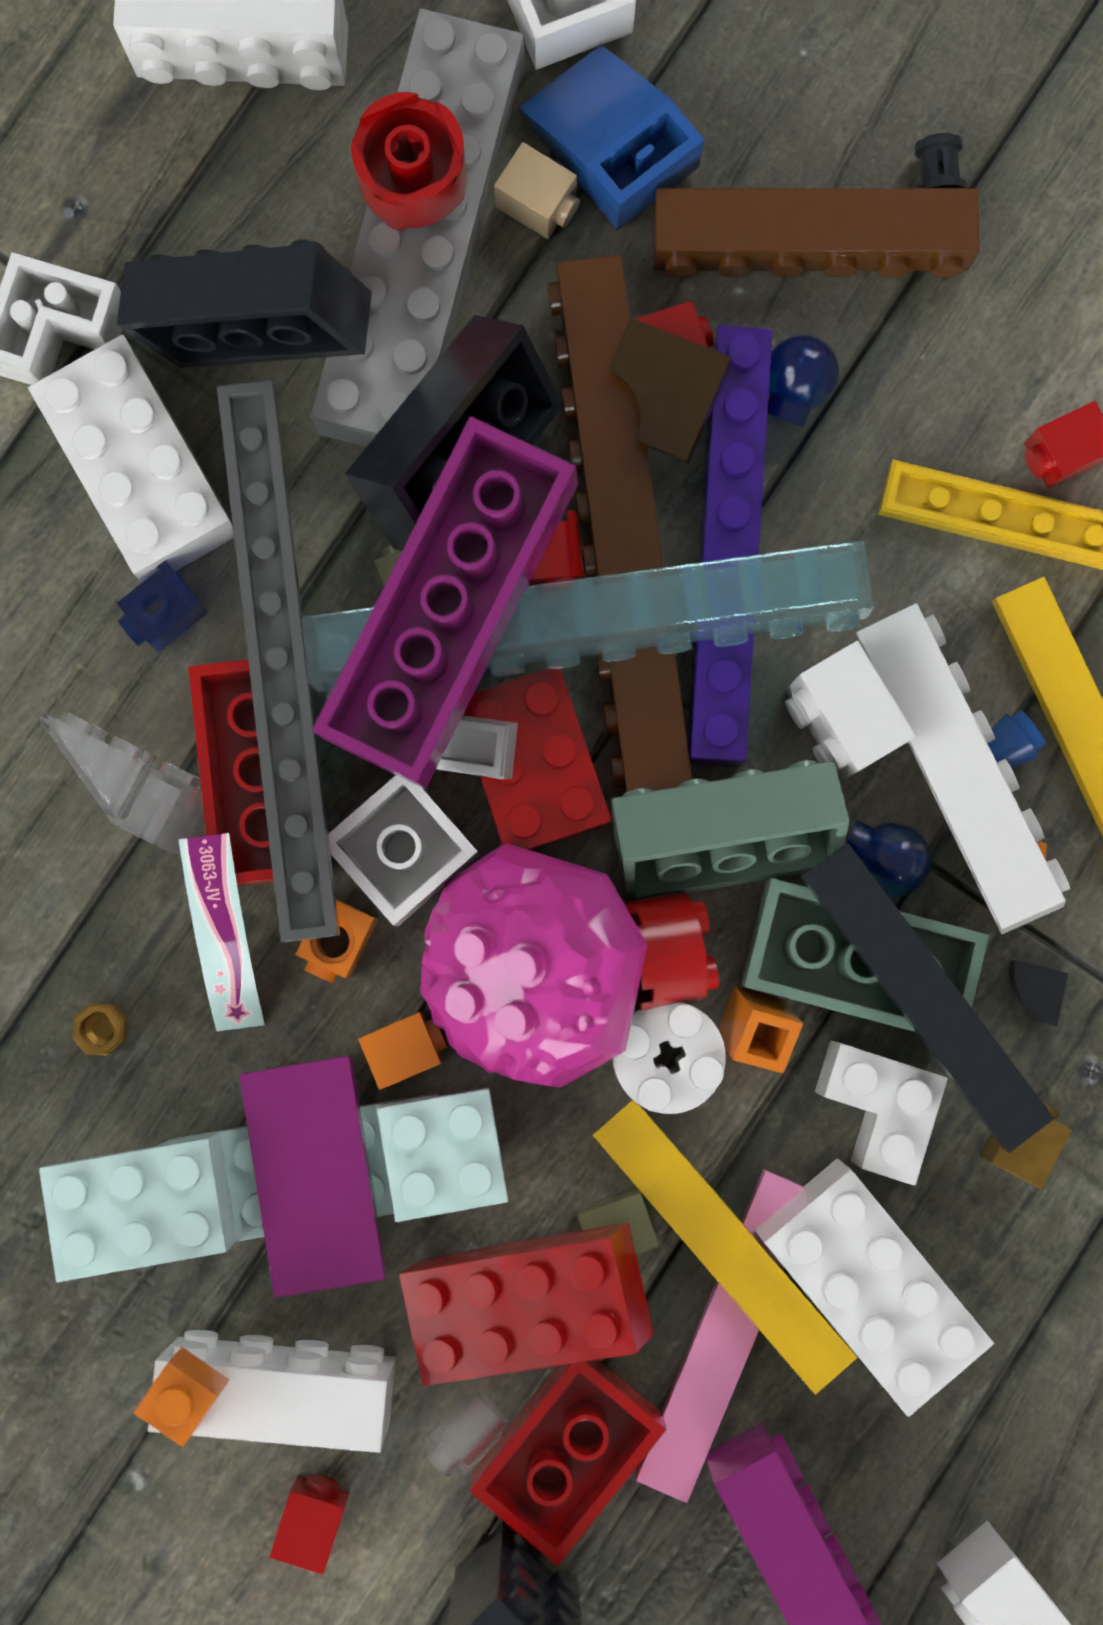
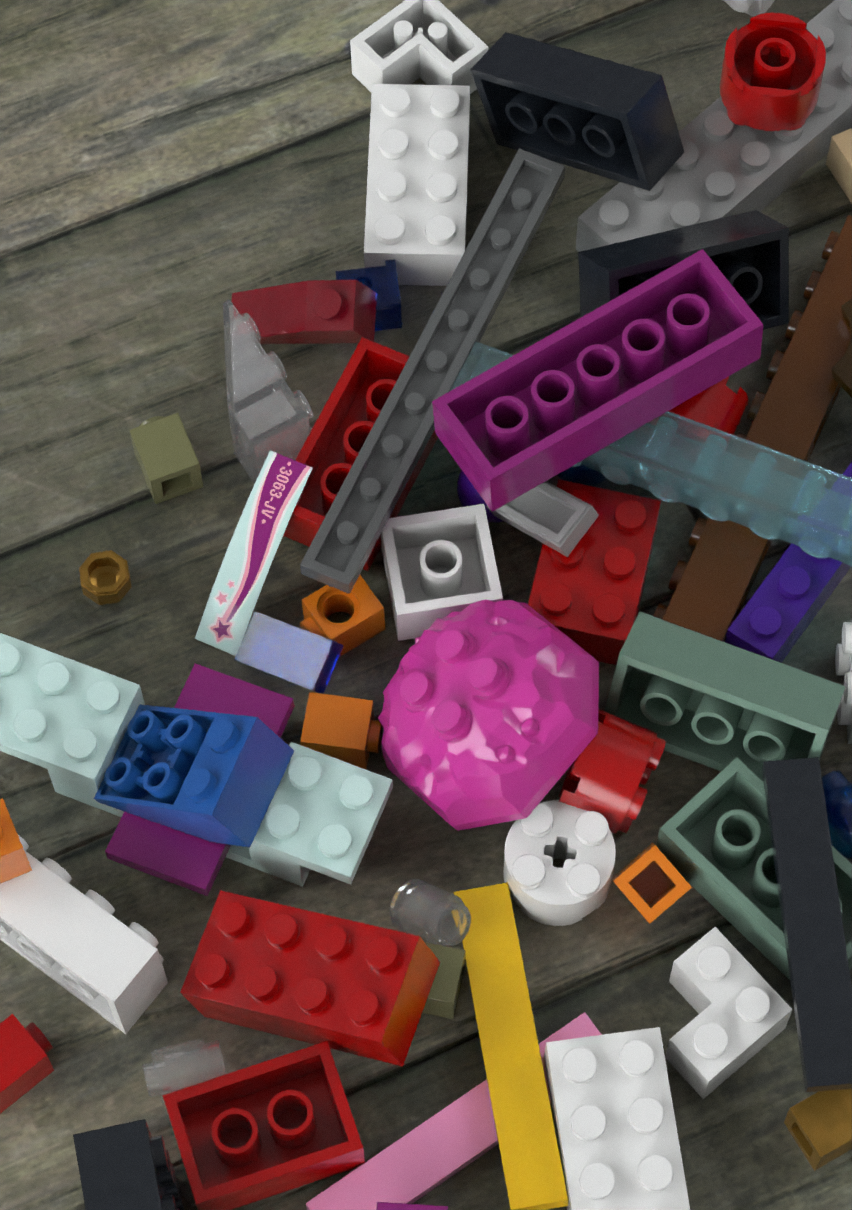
camera: 35 degrees right, 20 degrees down
(78, 880) = (166, 457): none -> olive brick
(118, 667) = (311, 312): none -> dark red slope
(311, 1190) = (197, 772): none -> blue slope
(314, 1007) = (289, 652): none -> clear blue tile
(587, 1172) = (430, 913): none -> clear brick

